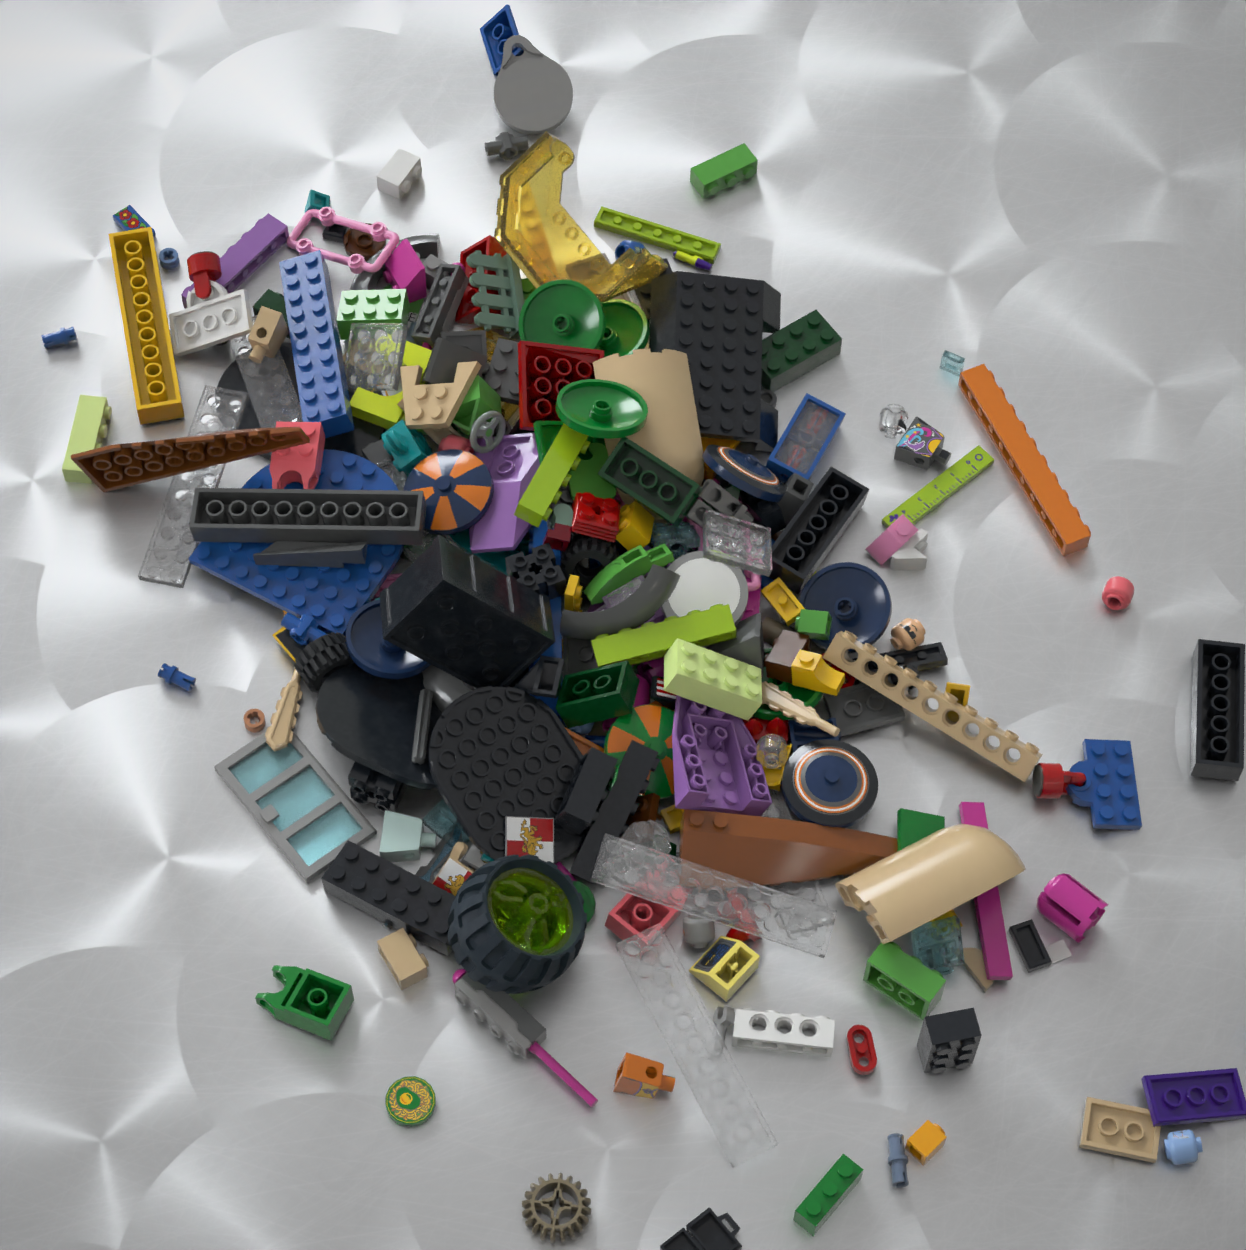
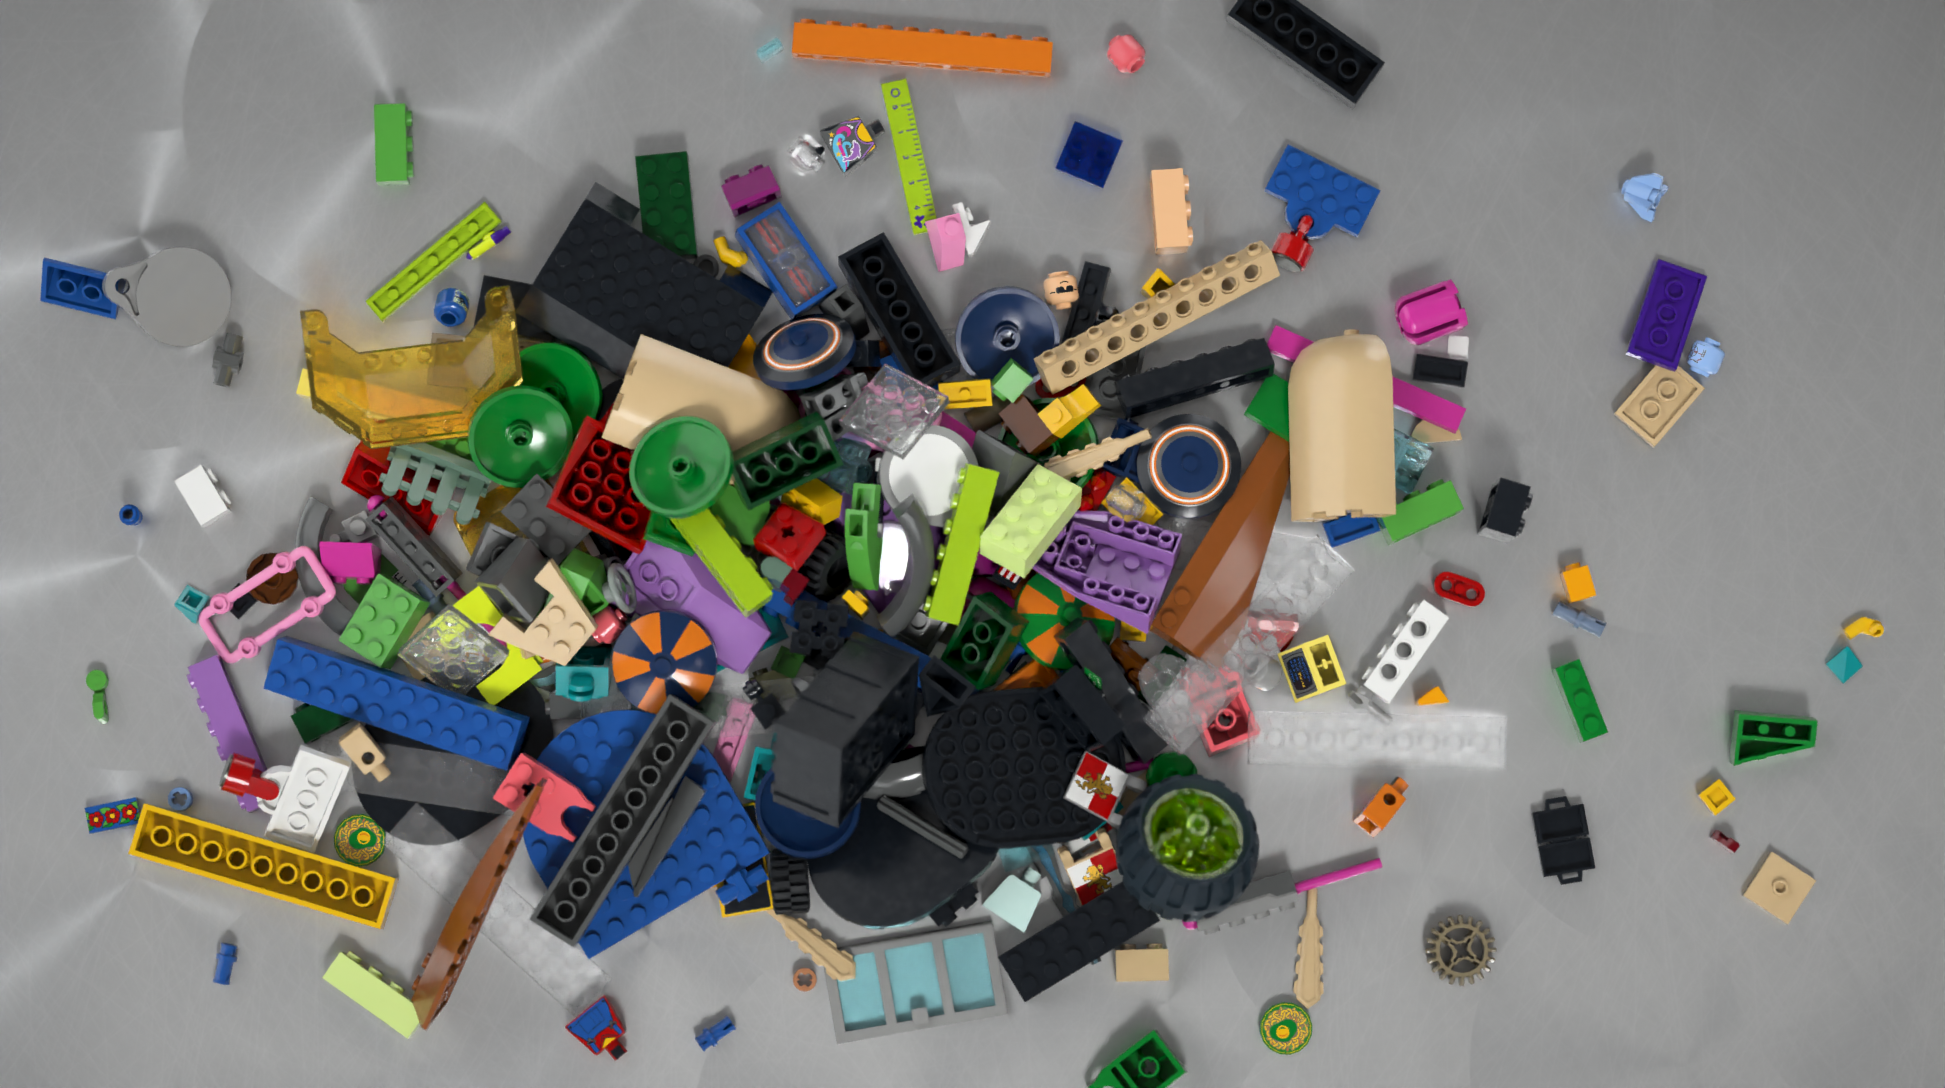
camera: 60 degrees left, 25 degrees up
(138, 595) = (599, 1029): none -> torso
(196, 375) = (359, 840): none -> tile
(226, 174) = (98, 682): none -> bright green piece
(358, 134) = (126, 511): none -> blue pin
(471, 1095) = (1309, 968): none -> tan sword
(757, 1073) = (1432, 697): none -> light orange slope
(784, 410) = (728, 255): none -> yellow arm
(841, 396) = (751, 190): none -> magenta slope
(856, 940) = (1349, 529): none -> blue tile
(902, 758) = (1194, 377): none -> black brick
(1019, 676) = (1170, 211): none -> light nougat brick
(1023, 605) = (1088, 155): none -> clear blue plate

